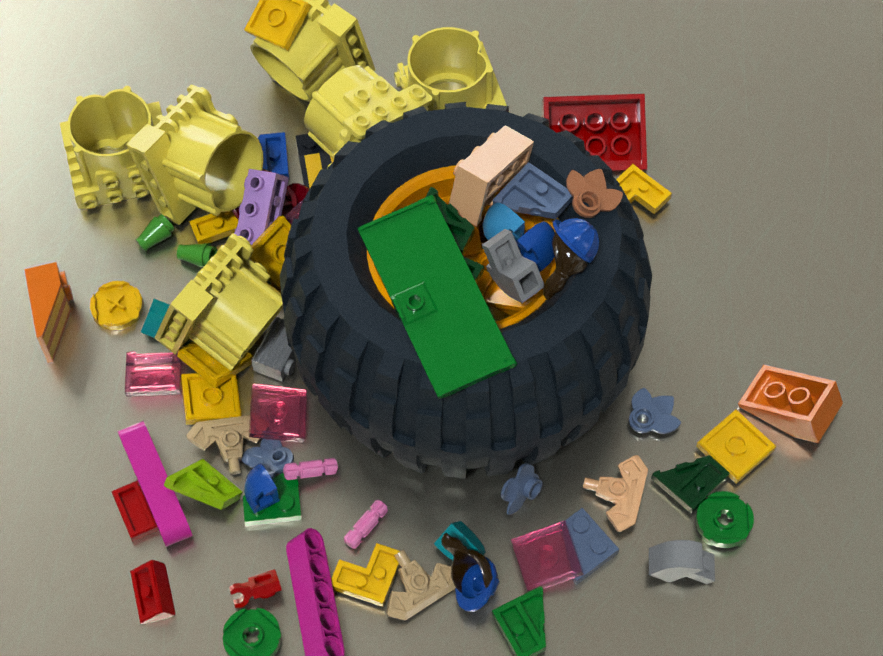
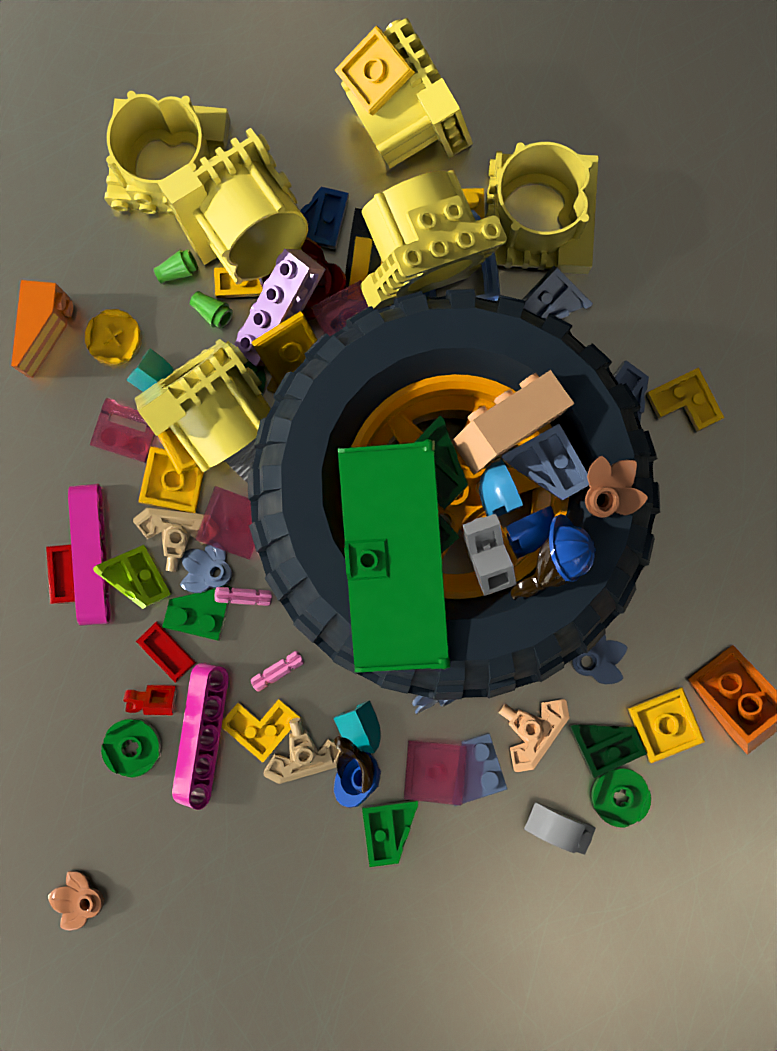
camera: 20 degrees right, 25 degrees up
(152, 592) = (55, 665): red slope -> none
(255, 544) = (166, 651): none -> red tile
(260, 489) = (185, 602): blue brick -> none
(606, 123) = (674, 313): red slope -> none

